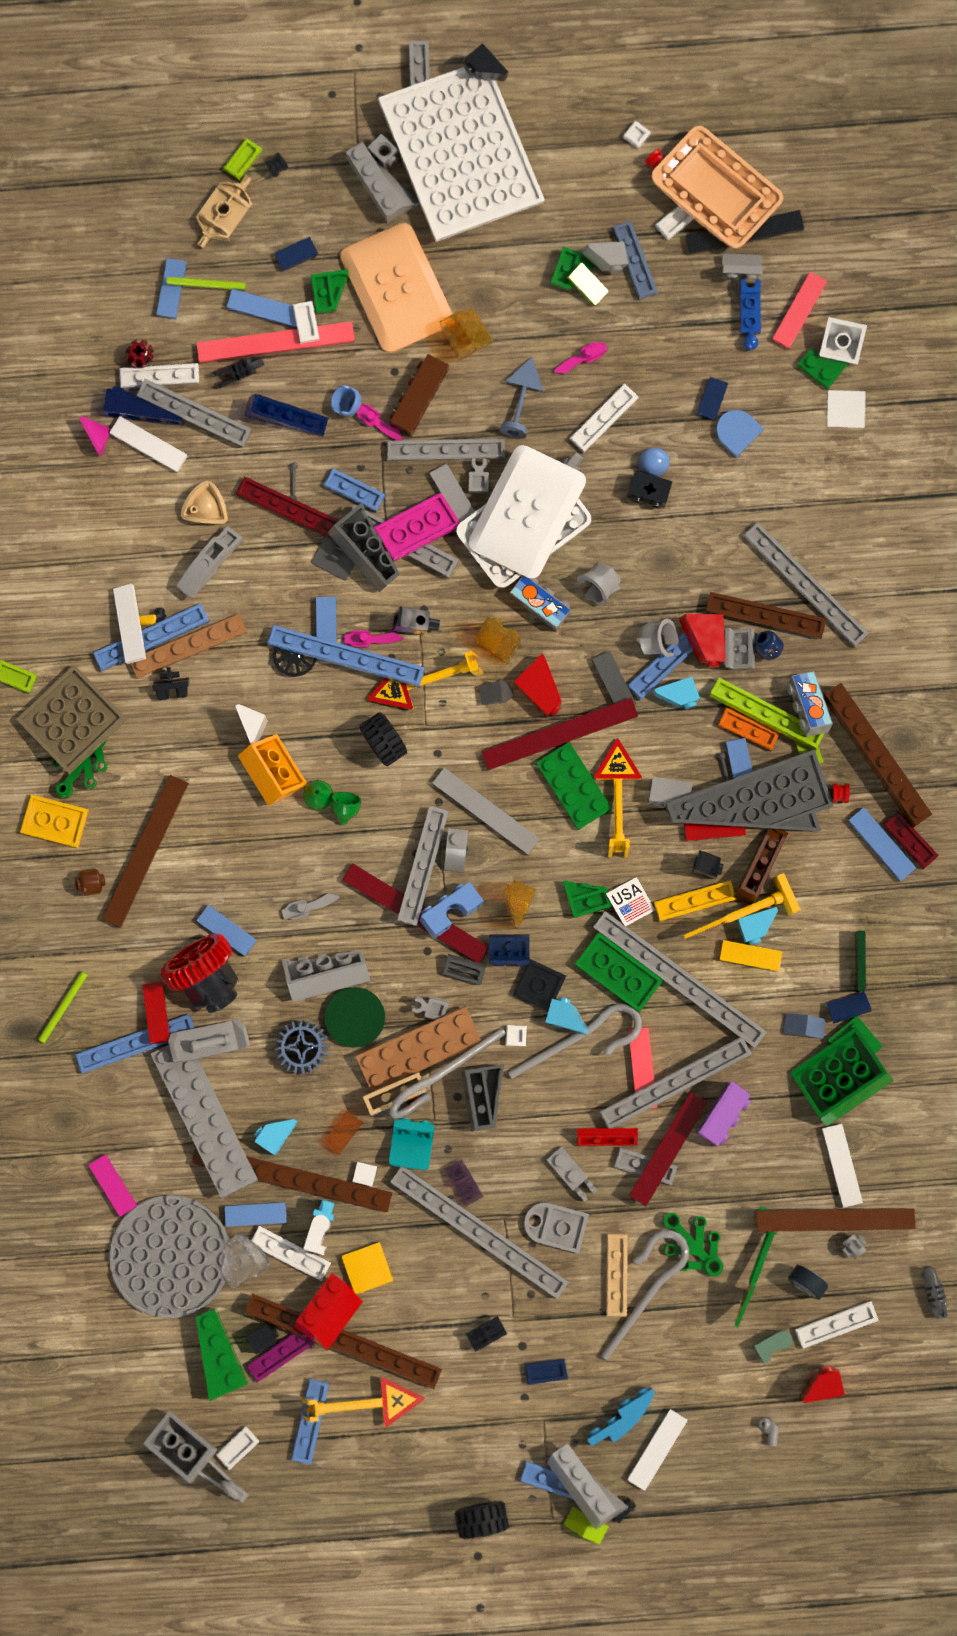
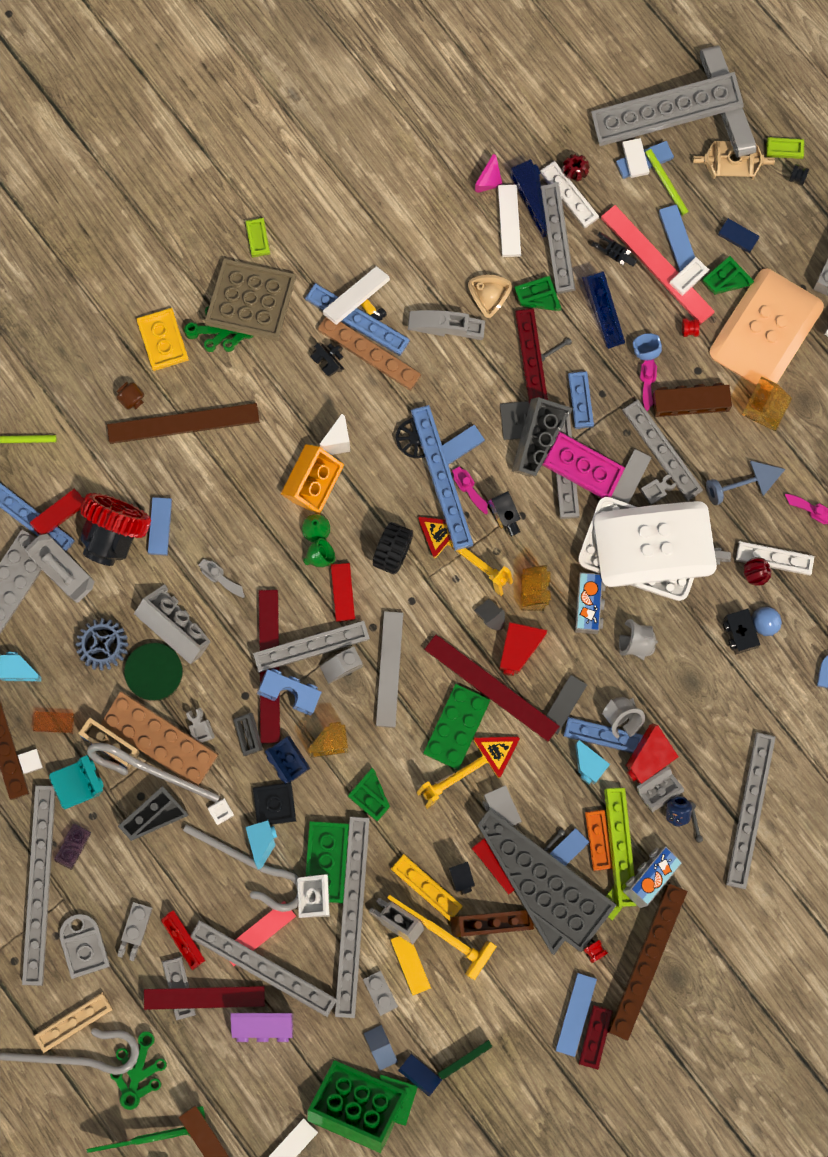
camera: 55 degrees right, 5 degrees down
(141, 238) = (667, 109): none -> light grey plate
(166, 295) = (635, 158): none -> white tile
(168, 180) = (734, 120): none -> light grey beam
(234, 464) = (538, 294): none -> green wing
(353, 352) = (690, 327): none -> red wheel
(391, 808) = (343, 592): none -> red tile
(607, 441) = (757, 571): none -> dark red piece
(630, 901) = (391, 834): sticker -> none
(643, 1000) = (313, 896): none -> white slope
(709, 942) = (398, 921): none -> light grey hinge
(756, 925) = (438, 952): medium azure slope -> none
(759, 997) = (380, 993): none -> light grey plate
(766, 615) = (702, 793): reddish brown plate -> none
(801, 643) = (699, 838): none -> dark grey hinge

